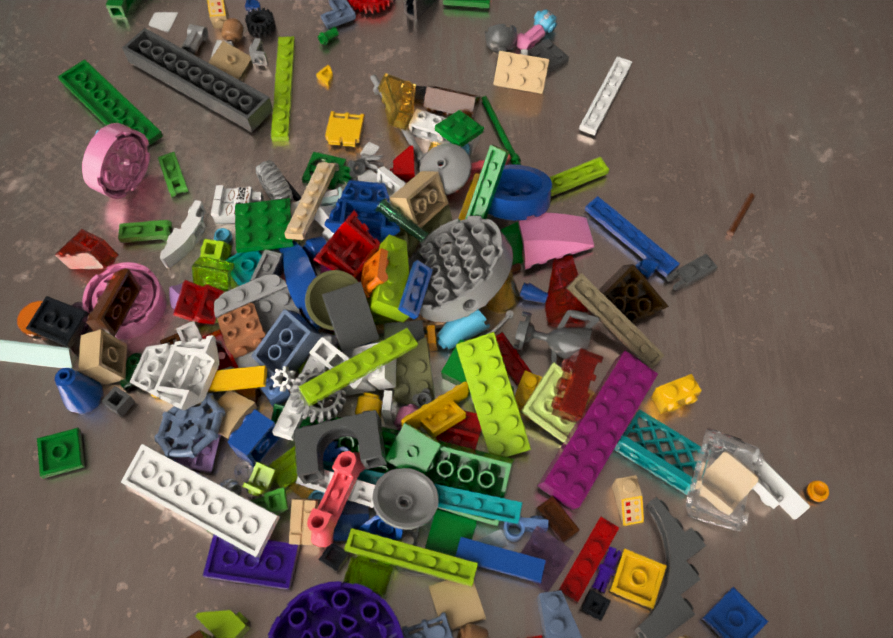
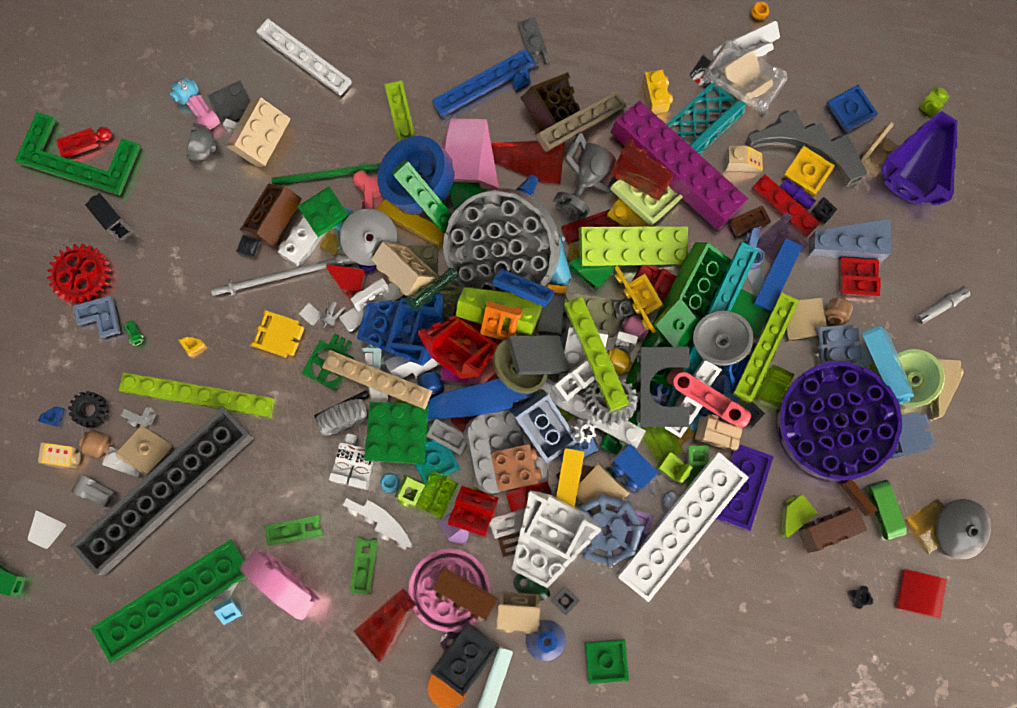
camera: 80 degrees left, 15 degrees up
(361, 167) = (338, 328): dark grey plate -> none
(398, 99) = (264, 266): clear yellow wedge -> none

